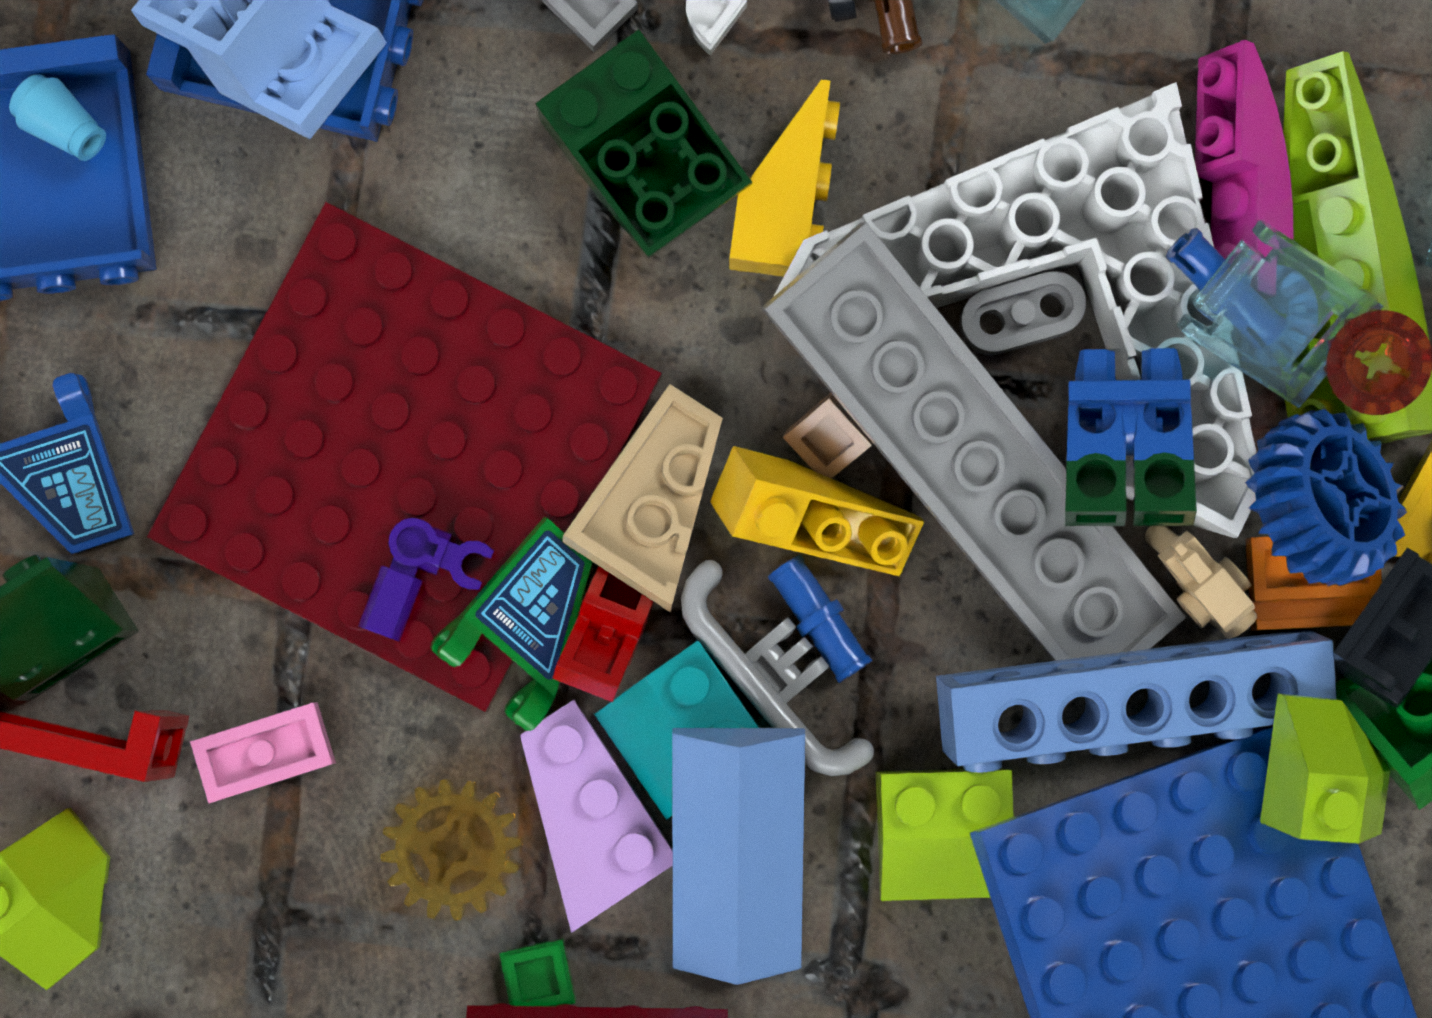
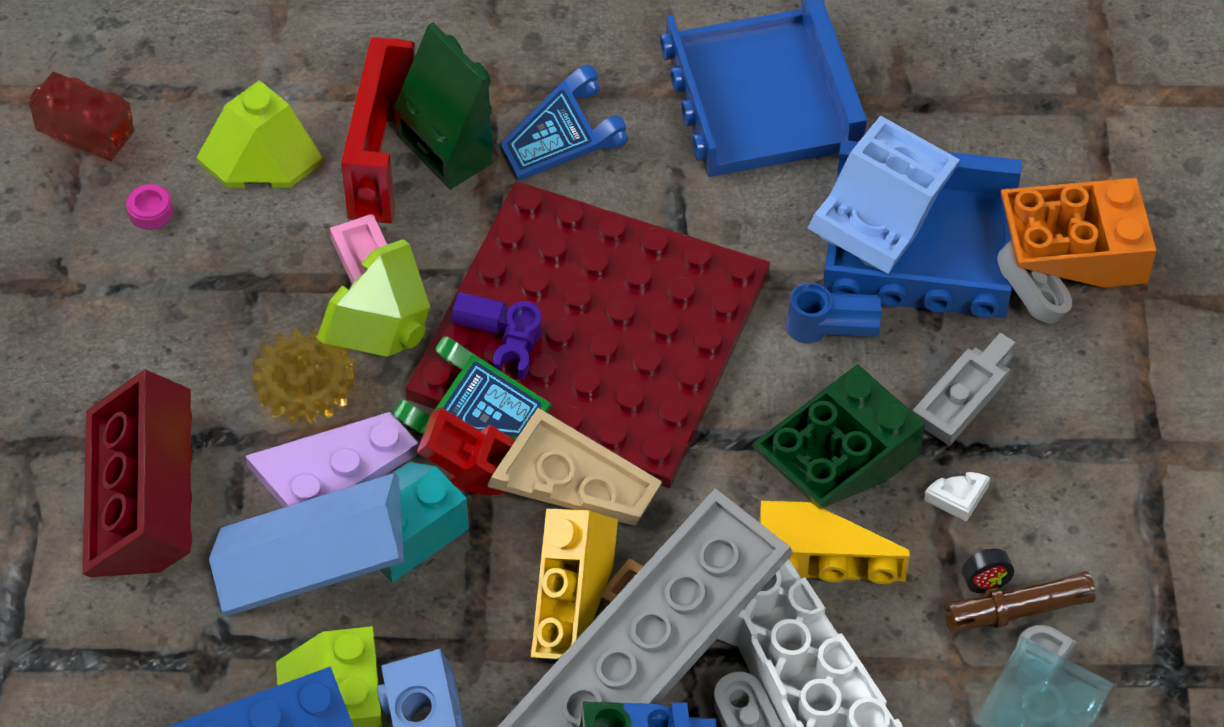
camera: 85 degrees right, 30 degrees down
(55, 116) = (806, 96): medium azure cone -> none
(372, 735) = (383, 306): none -> lime slope
(425, 123) = (831, 314): none -> blue piece
(538, 974) = (213, 444): green tile -> none
(766, 673) = (445, 558): light grey piece -> none
(819, 618) = (491, 598): blue pin -> none

